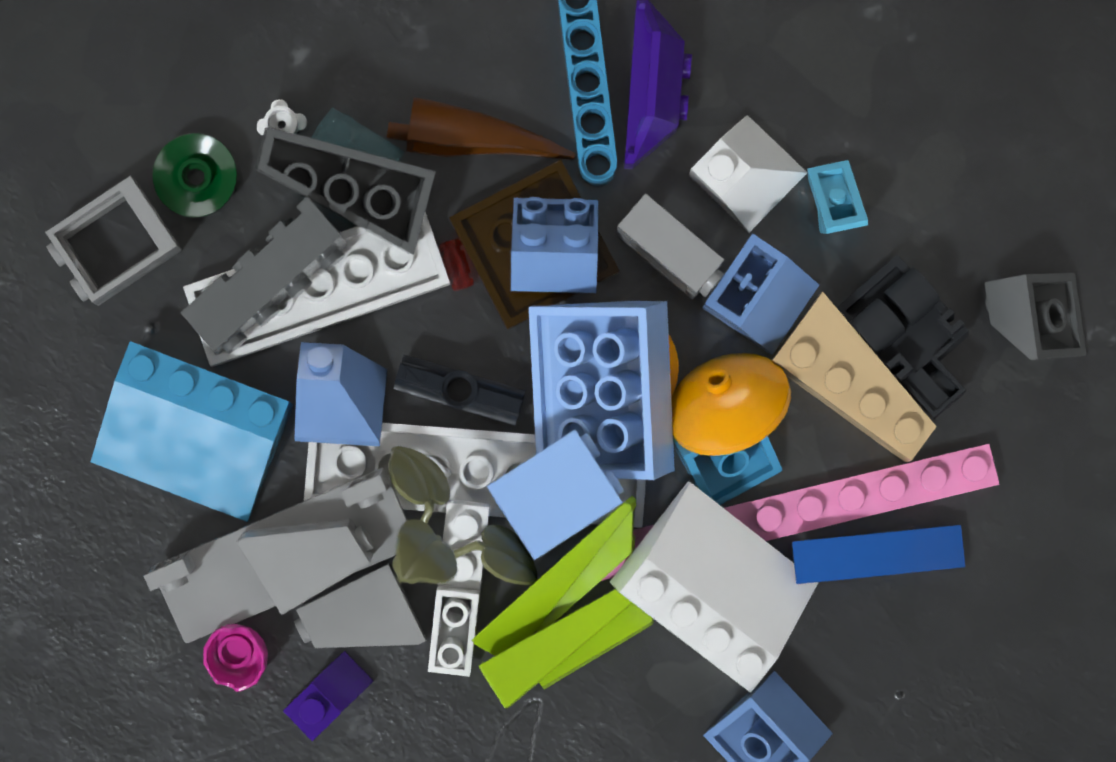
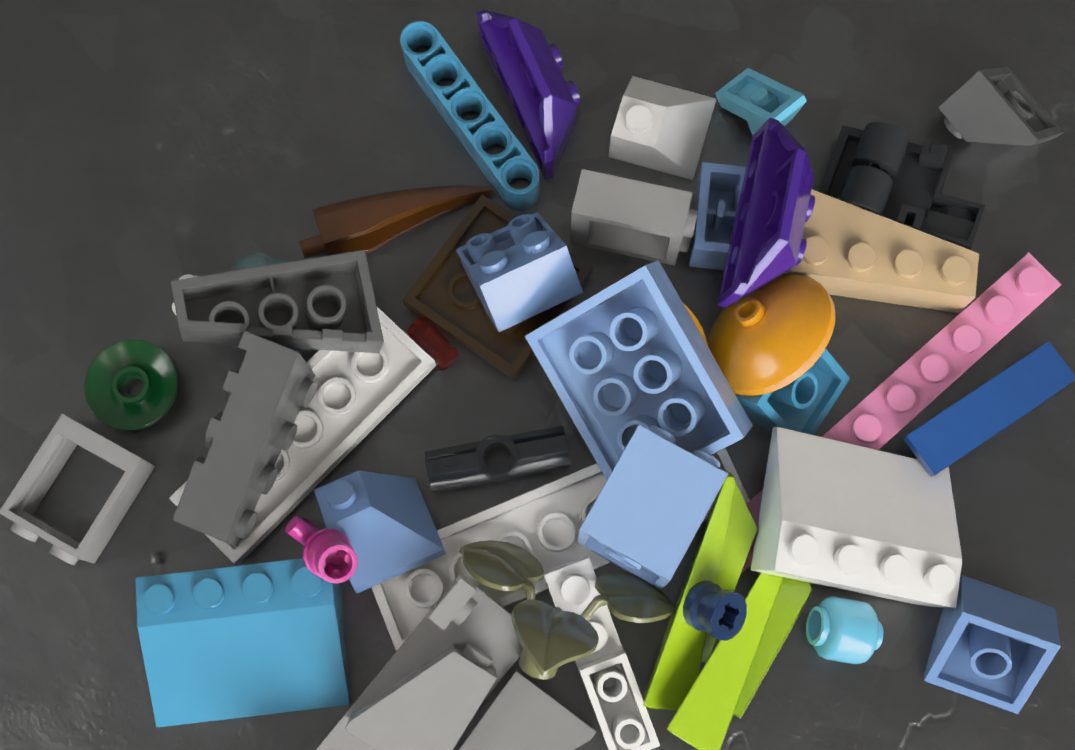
camera: 25 degrees left, 10 degrees down
(286, 399) = (324, 551): none -> dark pink piece
(562, 598) = (715, 610): none -> dark blue wheel
(660, 664) = (844, 630): none -> medium azure head
(776, 311) = (769, 213): none -> dark purple wedge

